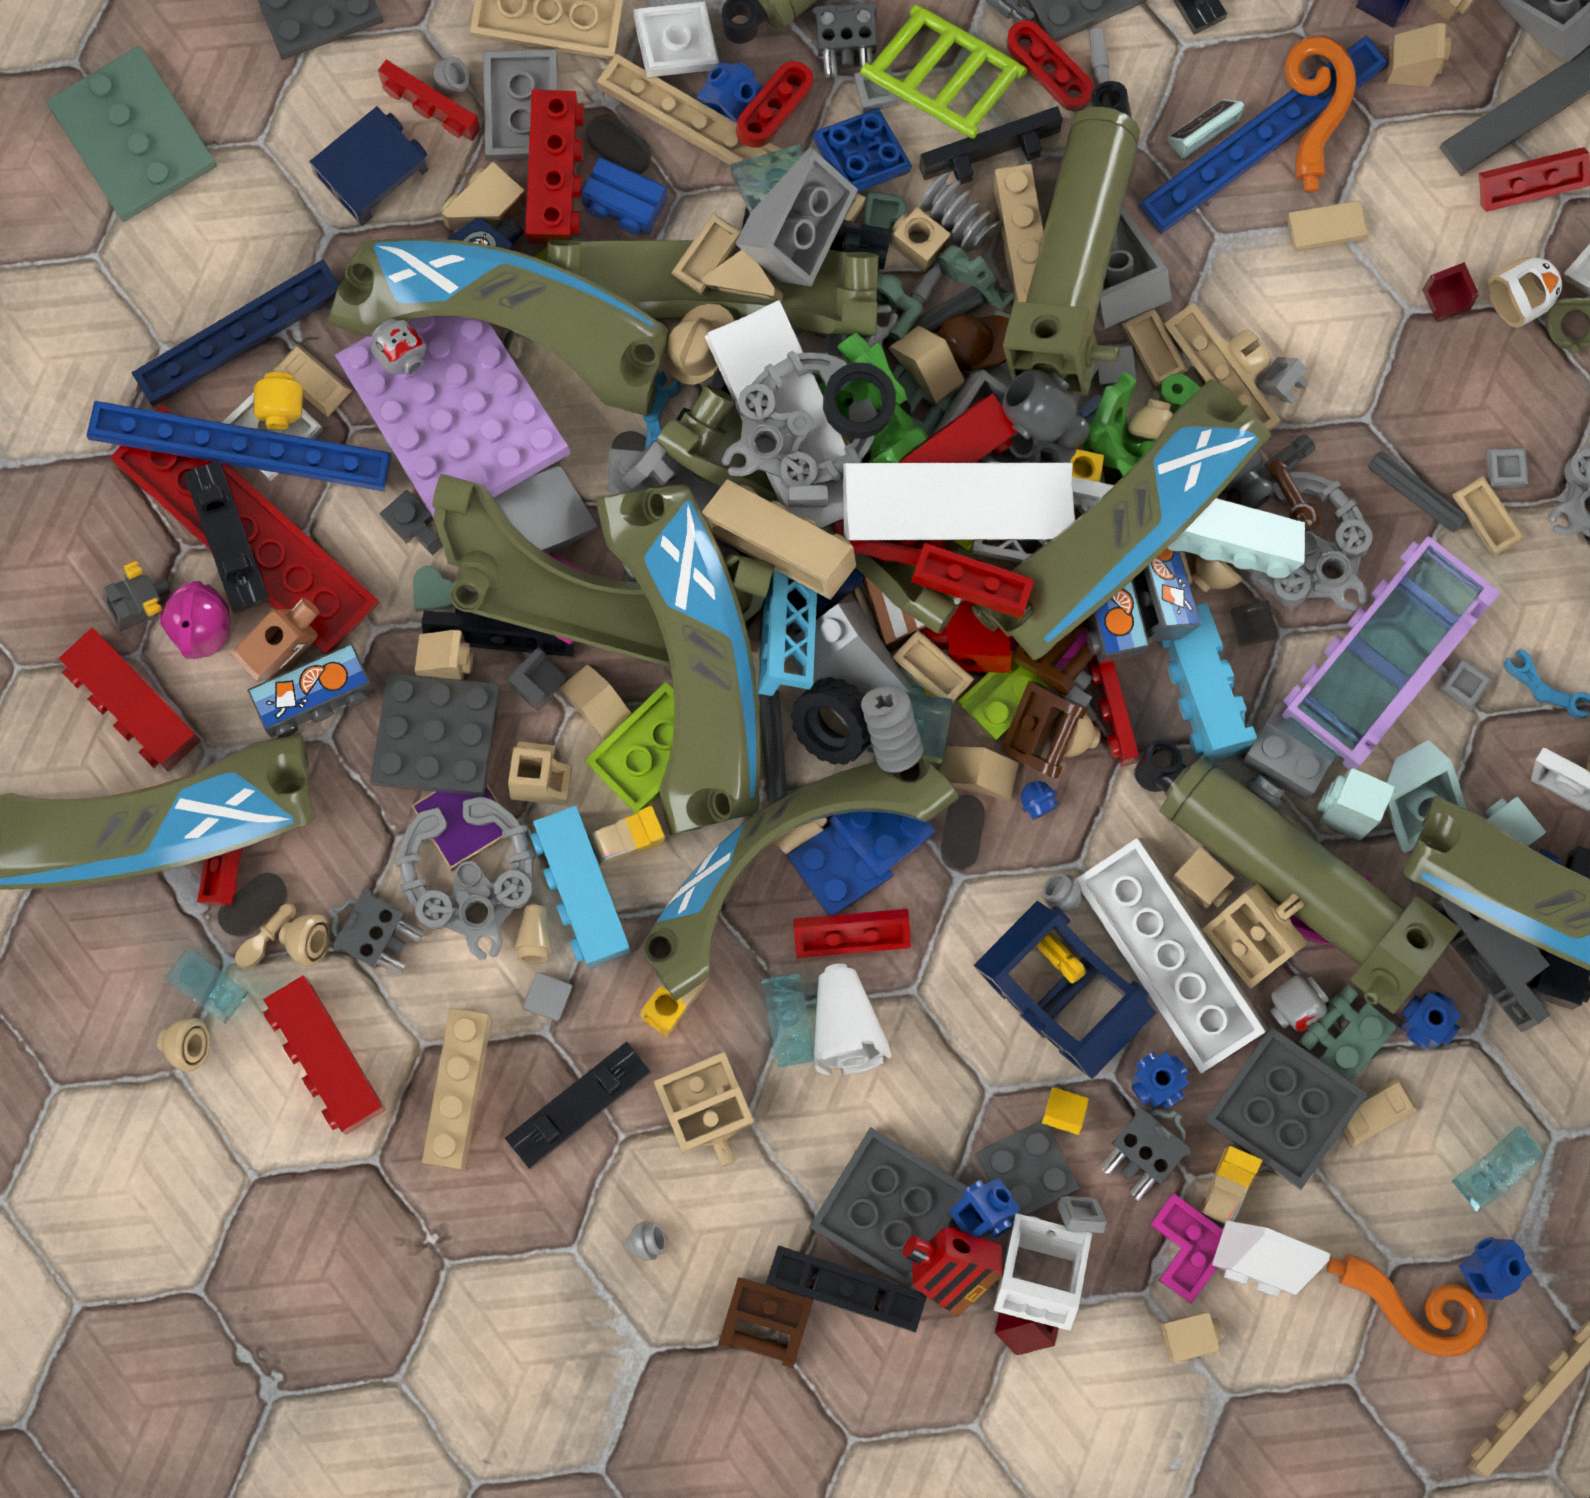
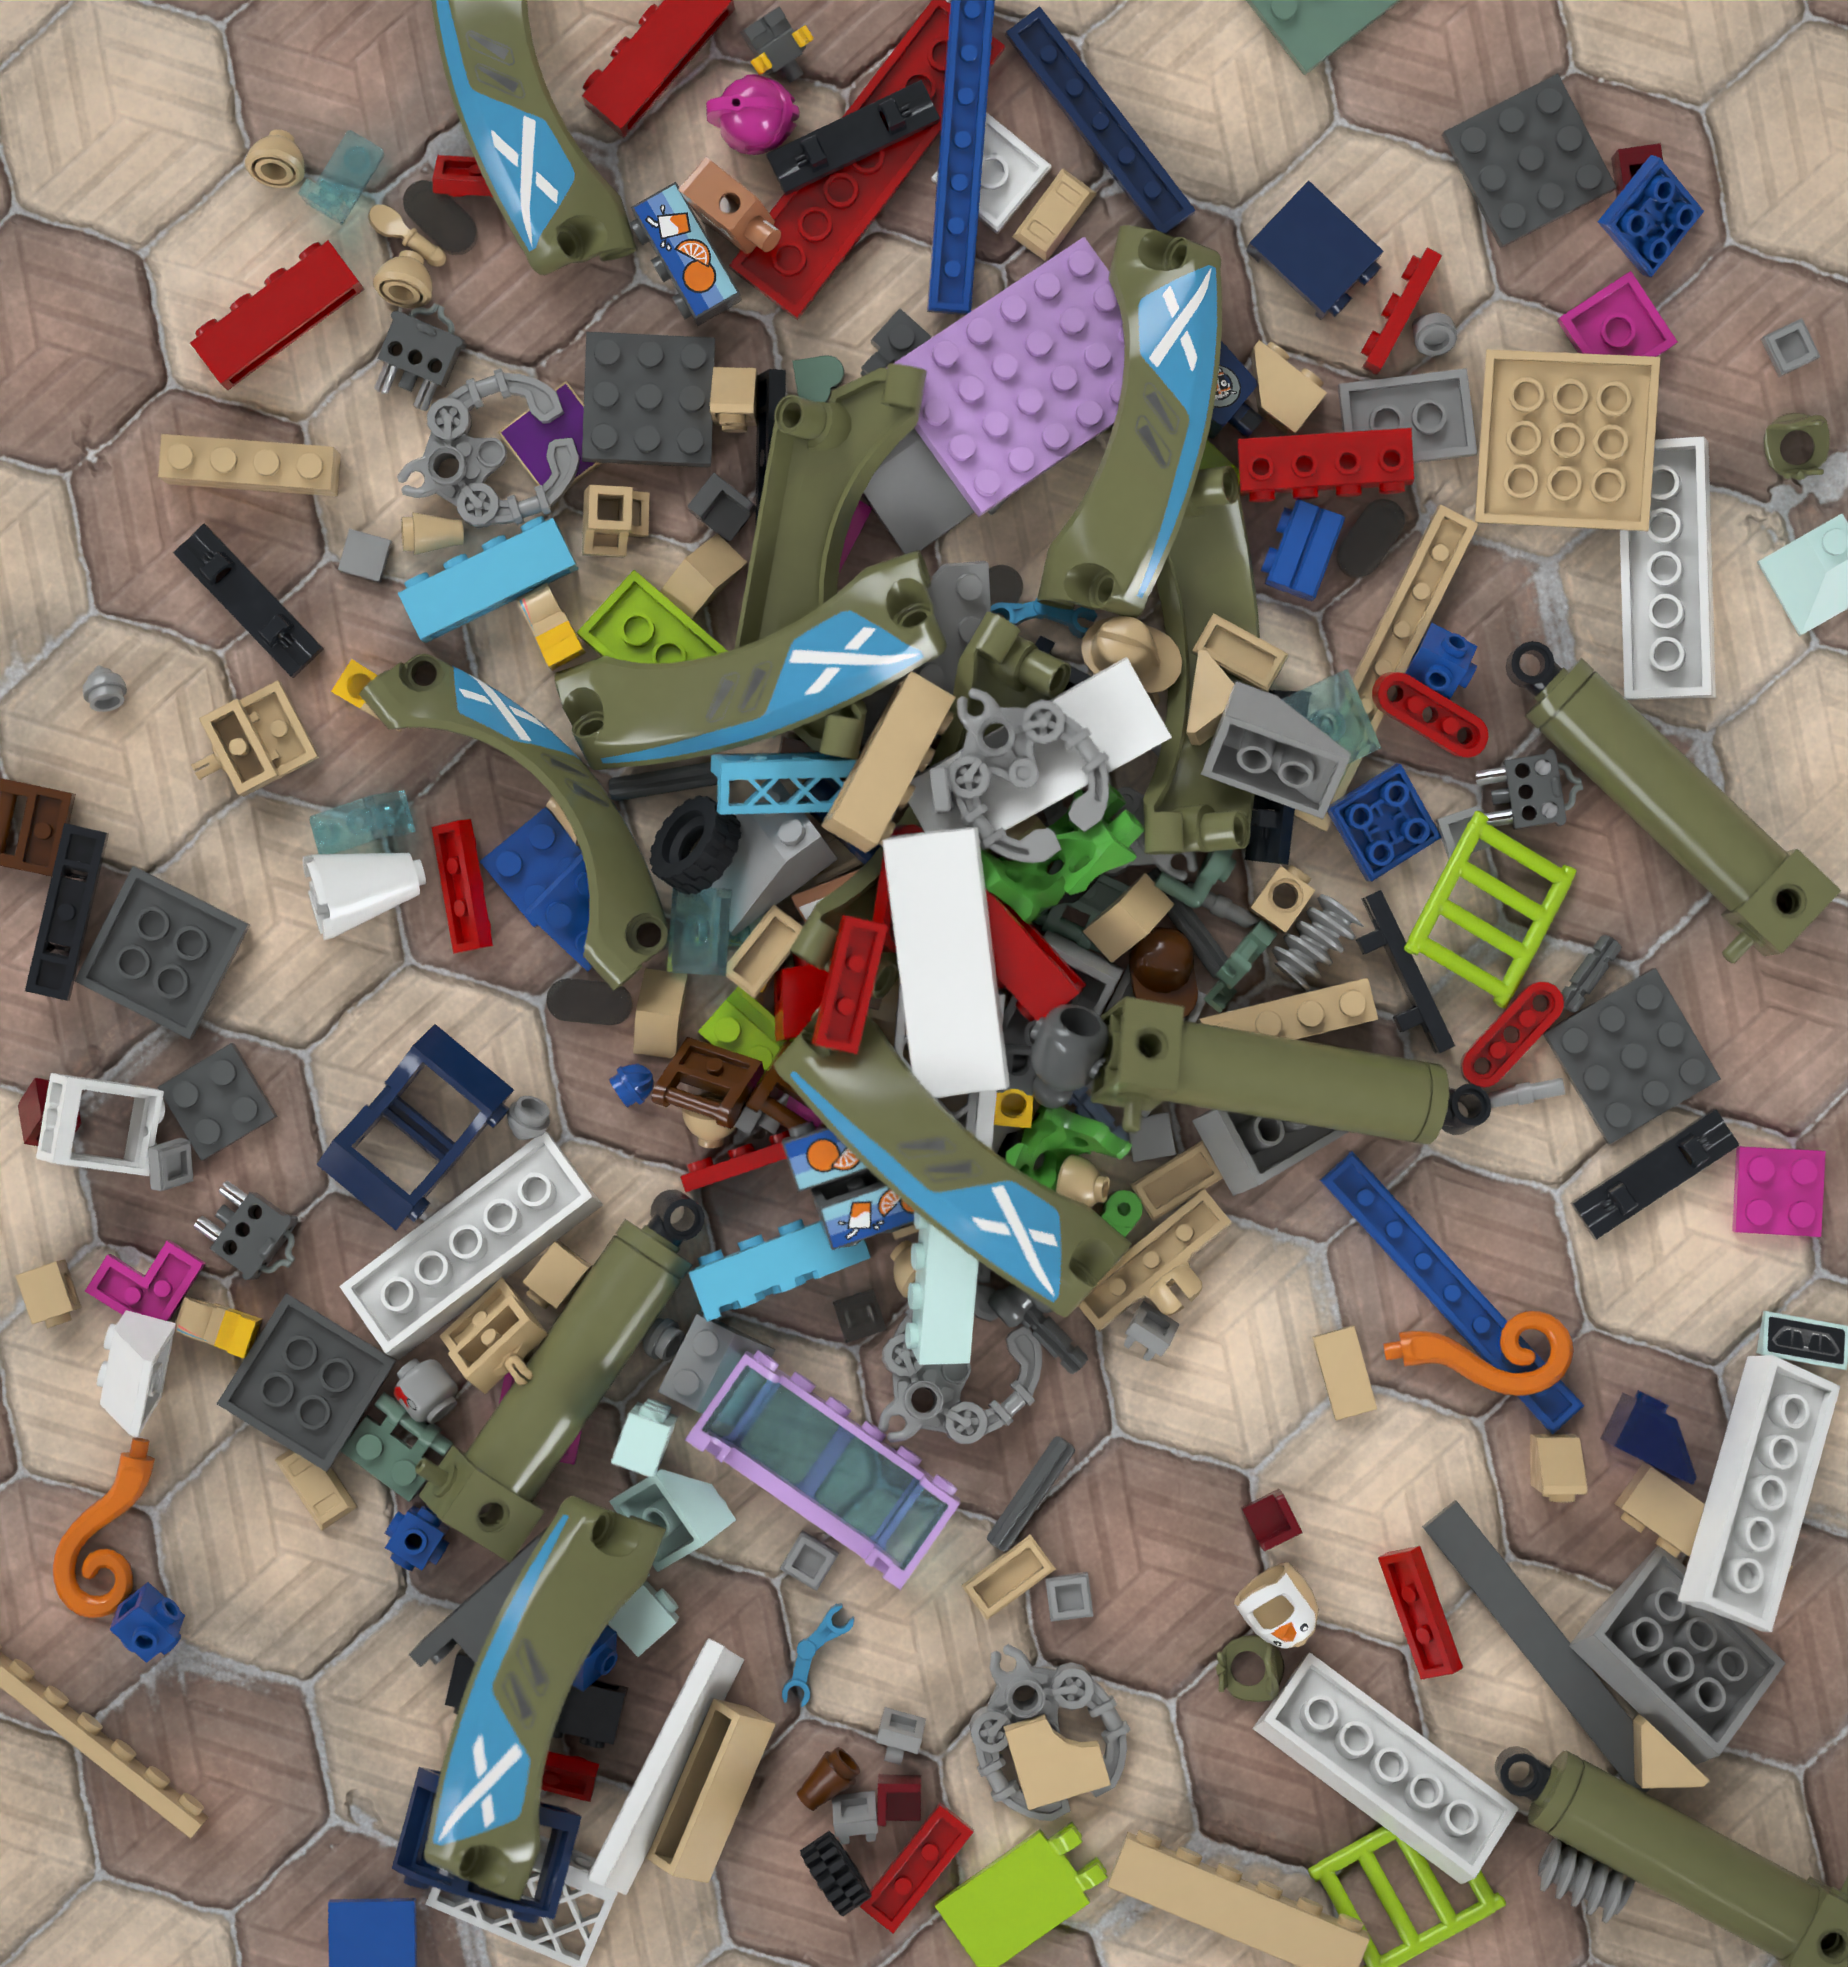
camera: 85 degrees right, 10 degrees up
(278, 400) = (1017, 177): yellow head -> none
(398, 347) = (1086, 307): light grey head -> none
(648, 468) = (961, 605): light grey tile -> none
(675, 39) = (1503, 592): white tile -> none
(859, 371) = (1020, 828): black tyre -> none
(883, 209) = (1315, 852): sand green tile -> none
(892, 728) = (683, 909): light grey piece -> none
(954, 1267) = (94, 1026): torso -> none
(985, 1209) = (162, 1056): blue brick -> none
(1061, 958) = (451, 1123): yellow axle -> none
(1065, 1110) = (284, 1138): yellow tile -> none
(1149, 1090) = (341, 1240): blue brick -> none
(1206, 127) = (1454, 1222): light aqua slope -> none
(1300, 510) = (988, 1365): reddish brown piece -> none
(1498, 1169) = (261, 1625): clear light blue bracket -> none

